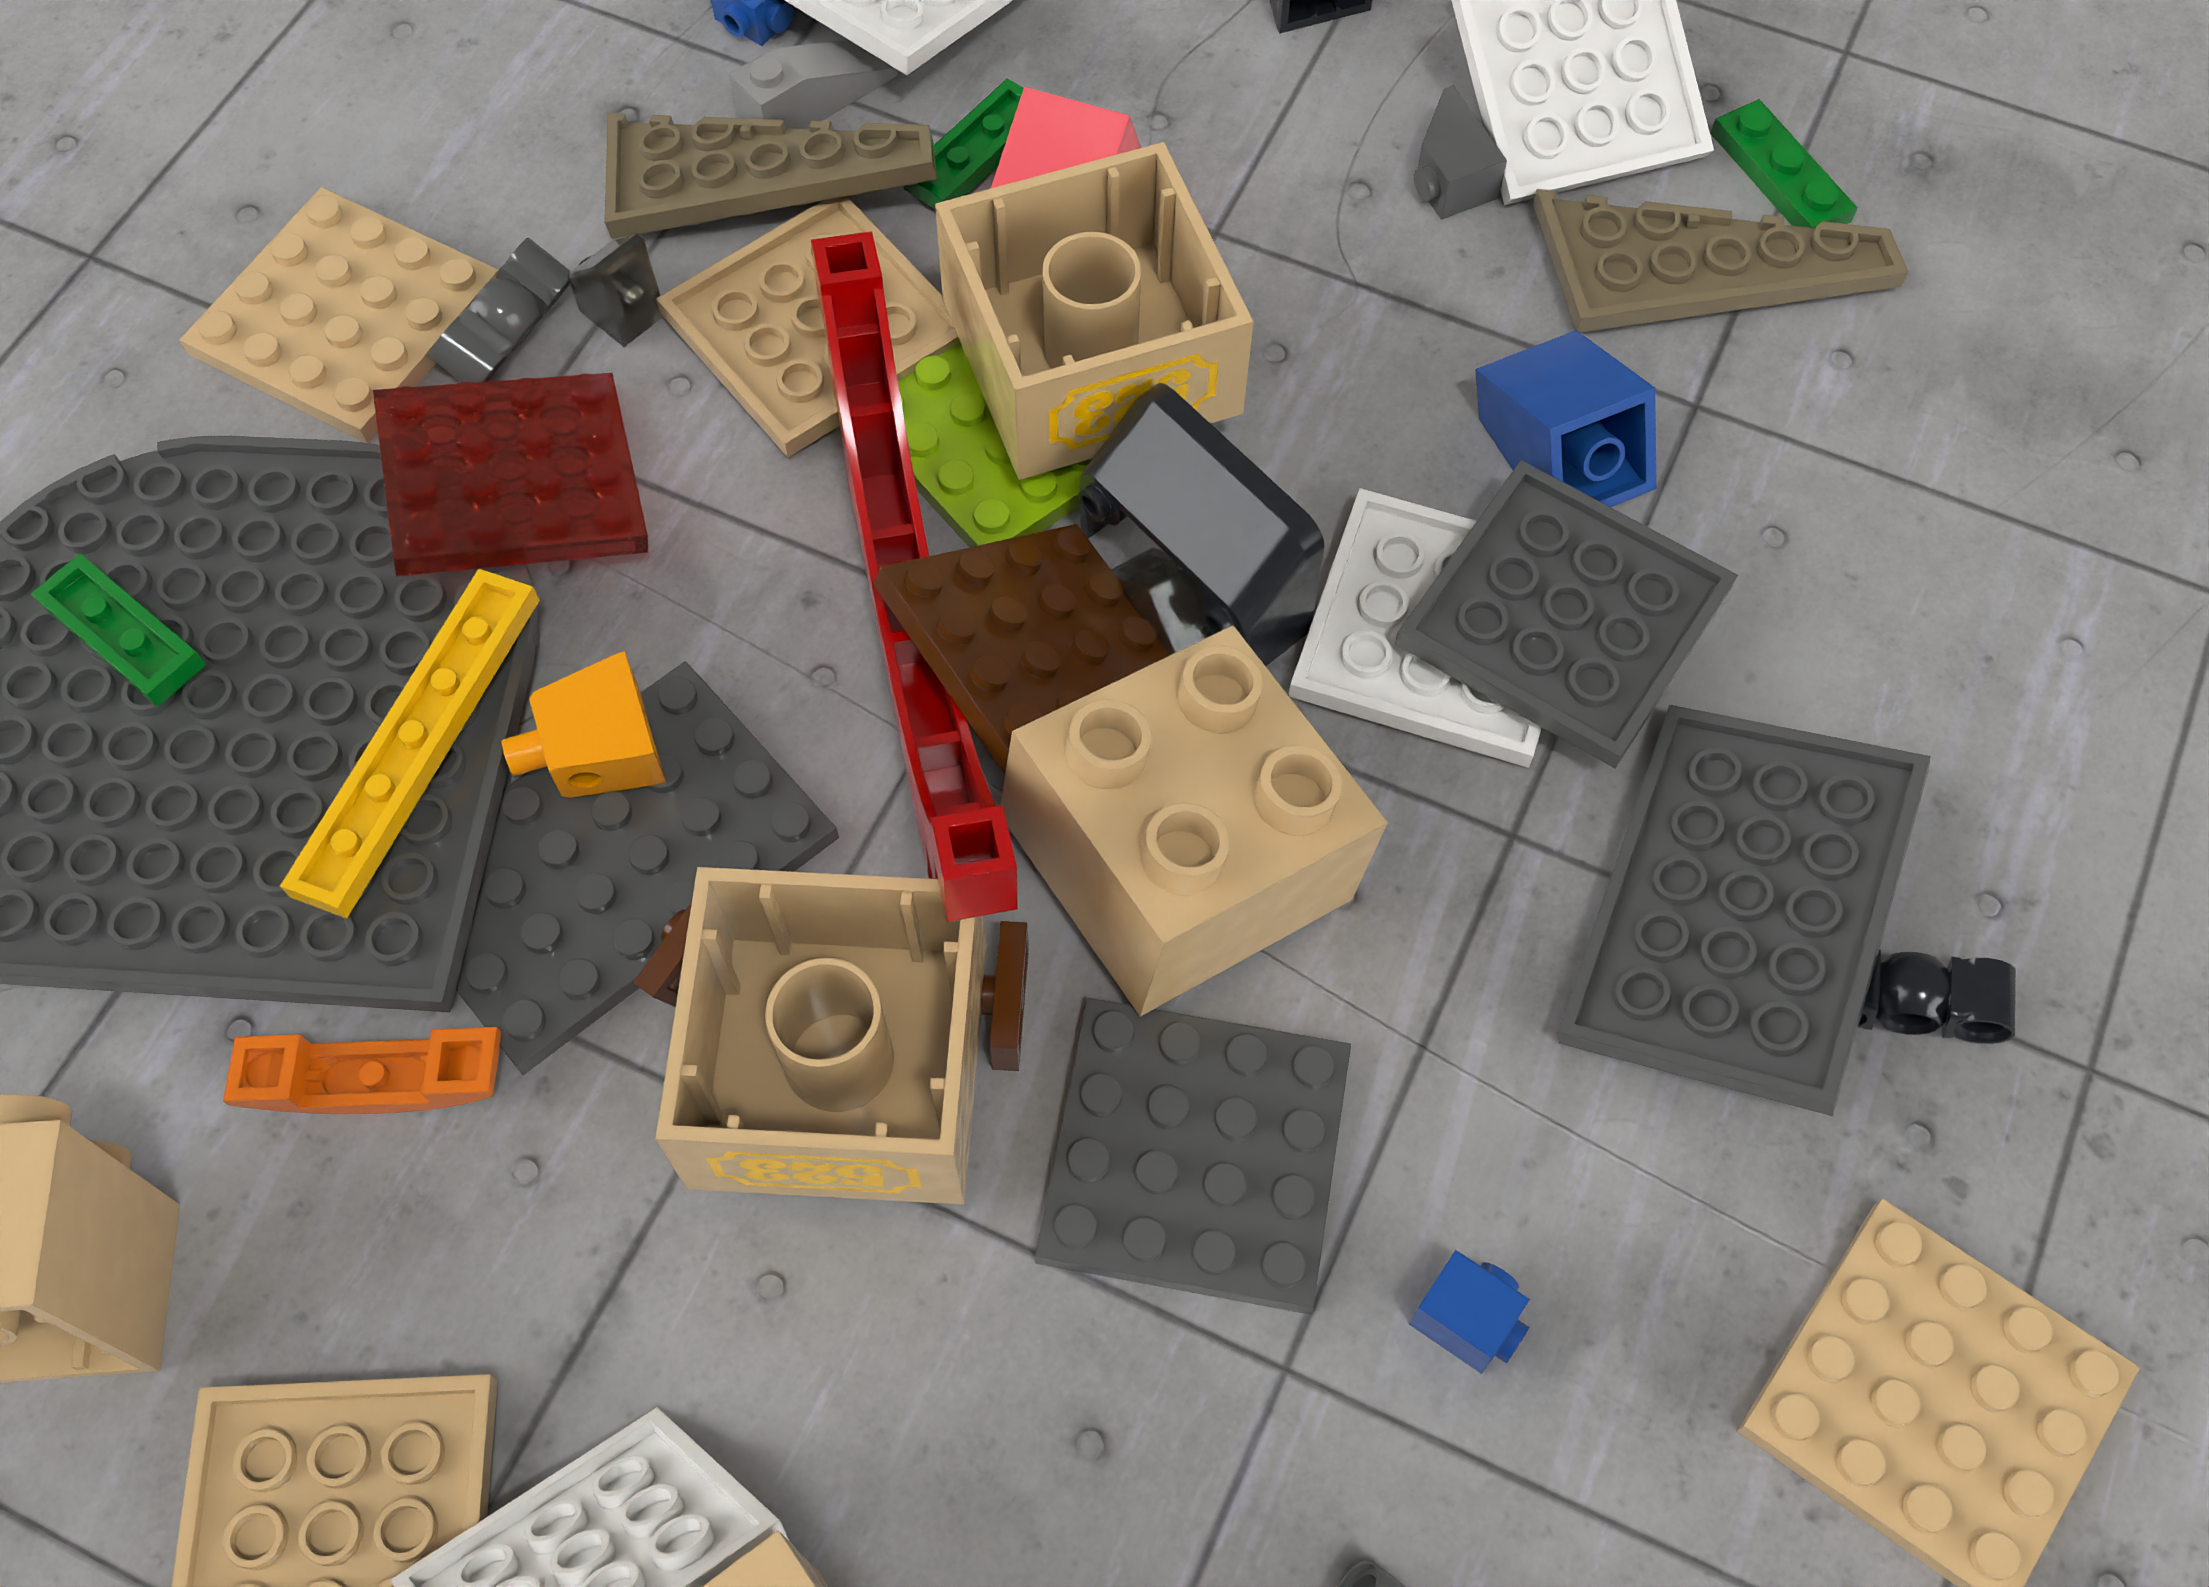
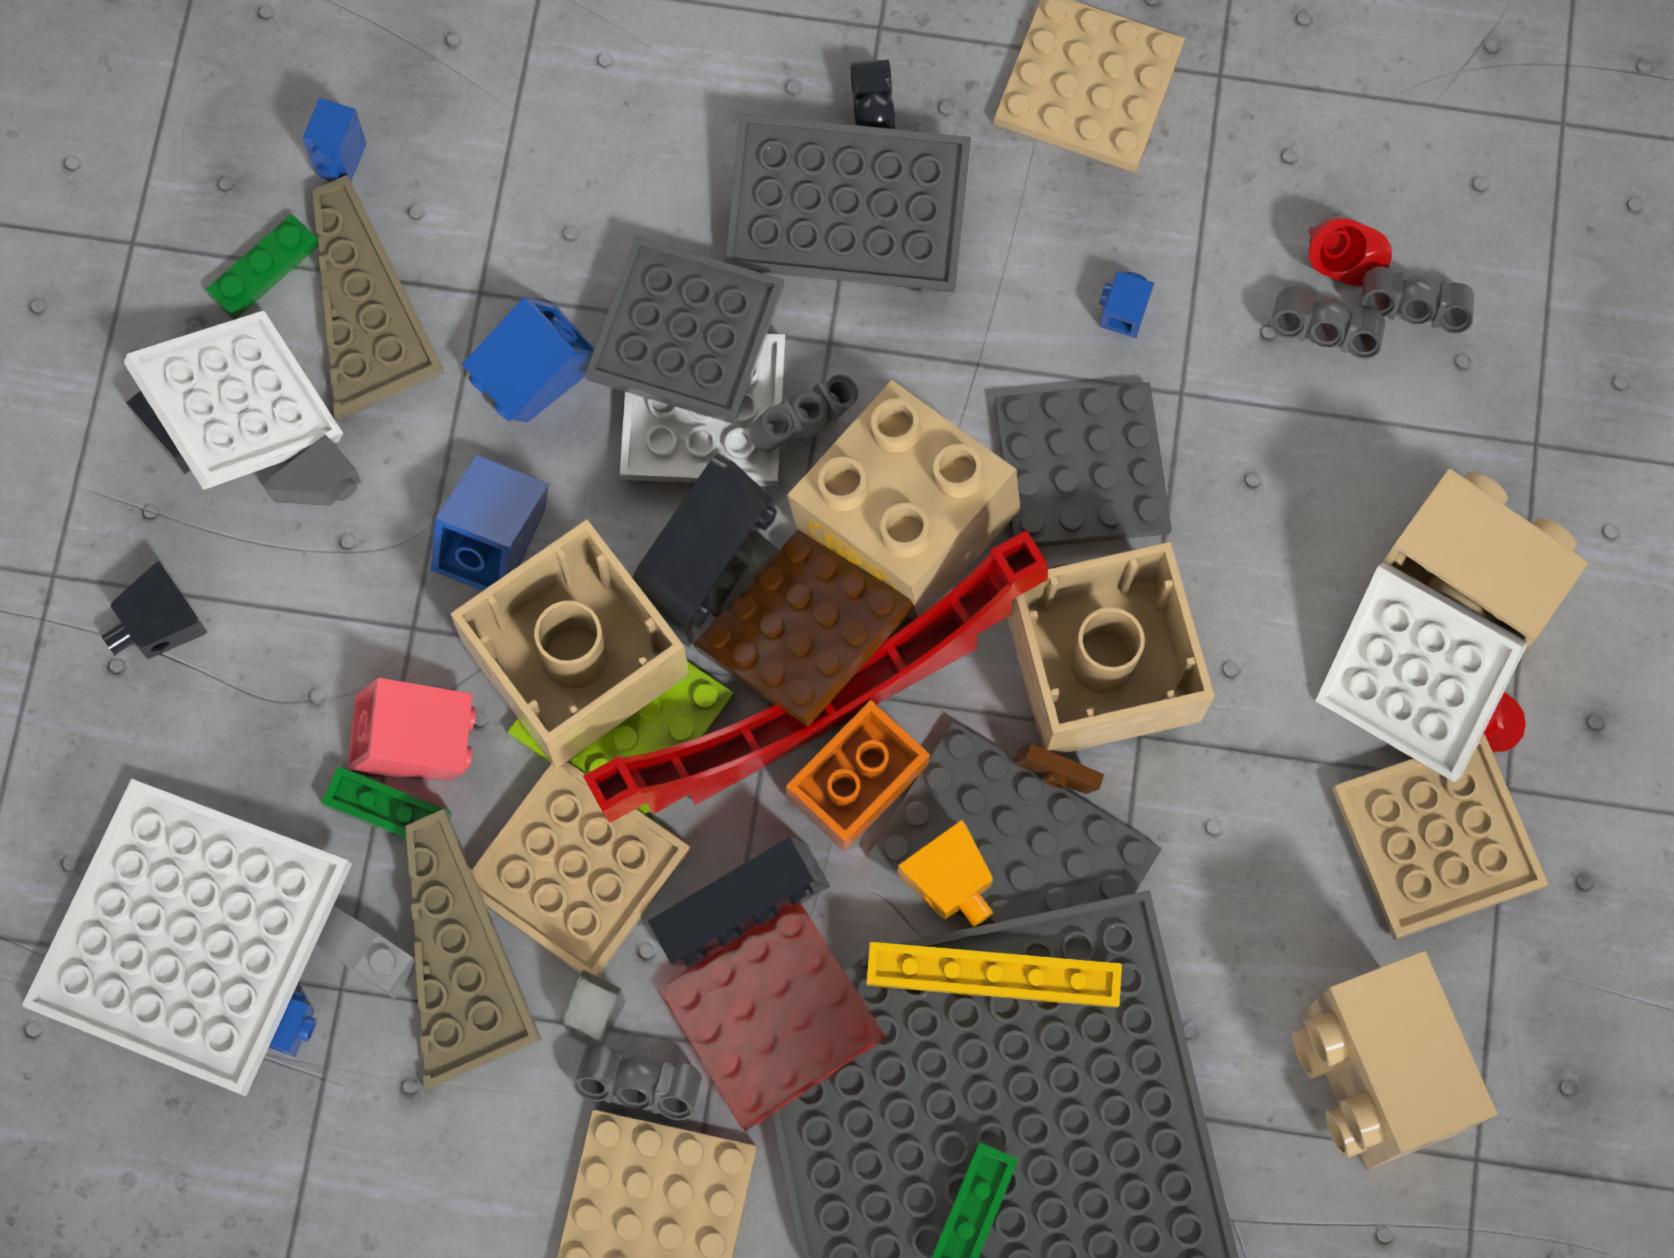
camera: 110 degrees left, 10 degrees up
(363, 1076) = (1194, 930): orange slope -> none
(678, 487) = (738, 902): none -> black wedge
(795, 662) = (857, 775): none -> orange brick
(1336, 320) = (487, 523): none -> blue slope
(1388, 705) = (789, 420): none -> dark grey piece
(1961, 250) = (334, 140): none -> blue brick

